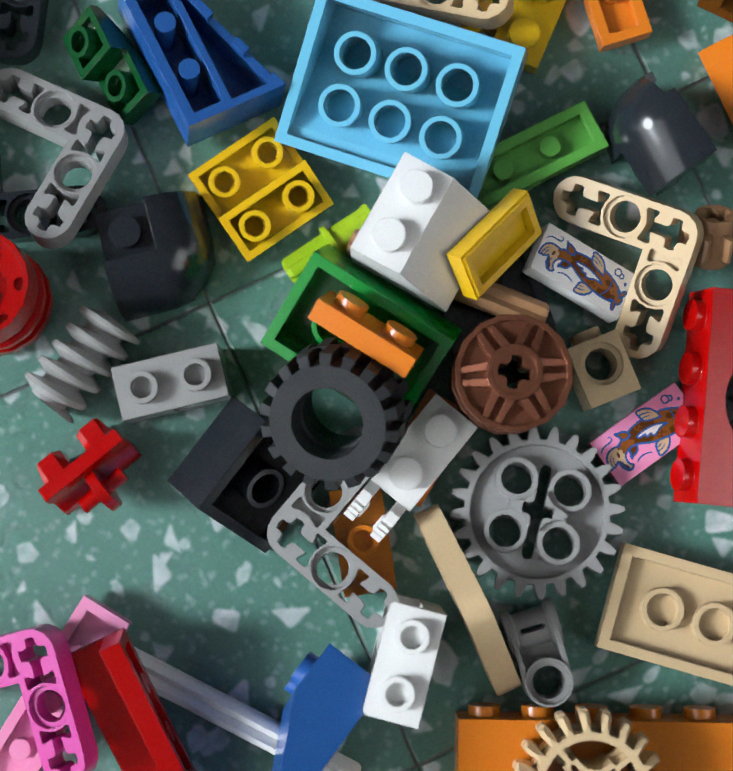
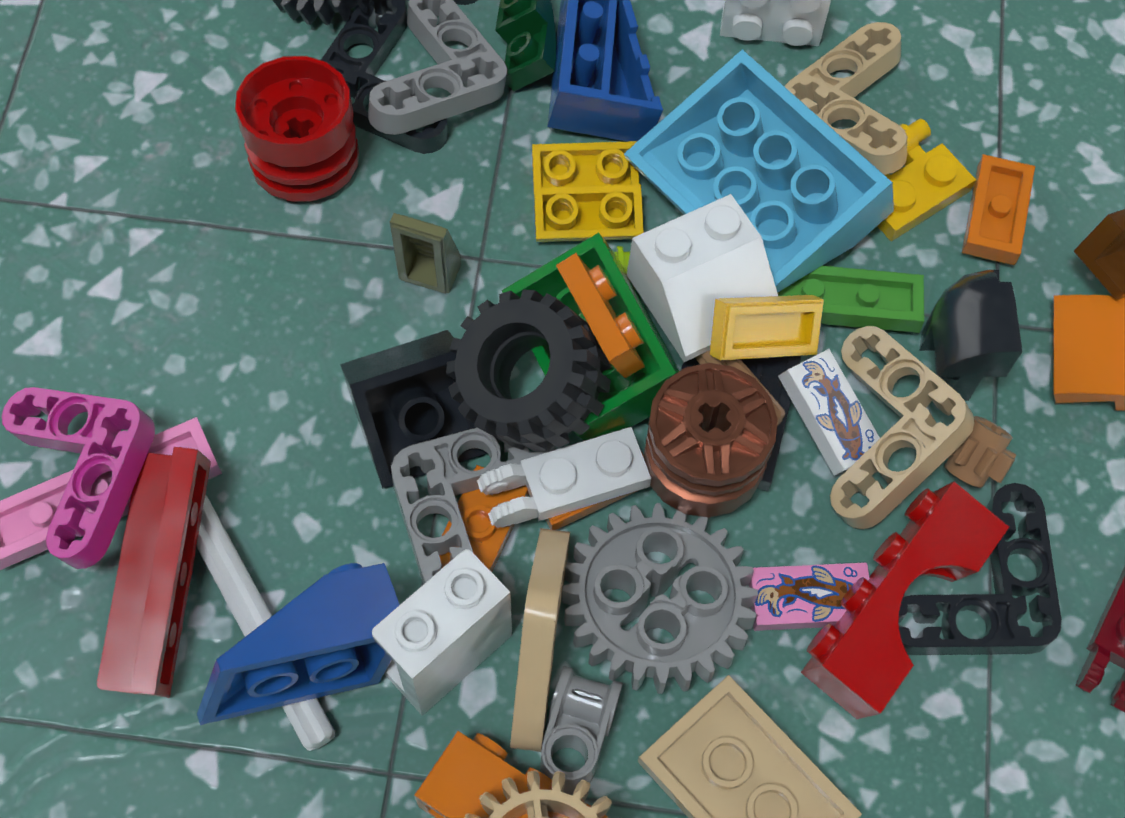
camera: 30 degrees right, 20 degrees down
(80, 362) = (336, 228): light grey piece -> none
(93, 474) = (278, 321): red hips -> none
(157, 252) = (467, 184): black brick -> none
(169, 336) = (424, 253): none -> olive slope
(172, 383) = (401, 290): light grey brick -> none
(621, 376) = (793, 527): tan brick -> none

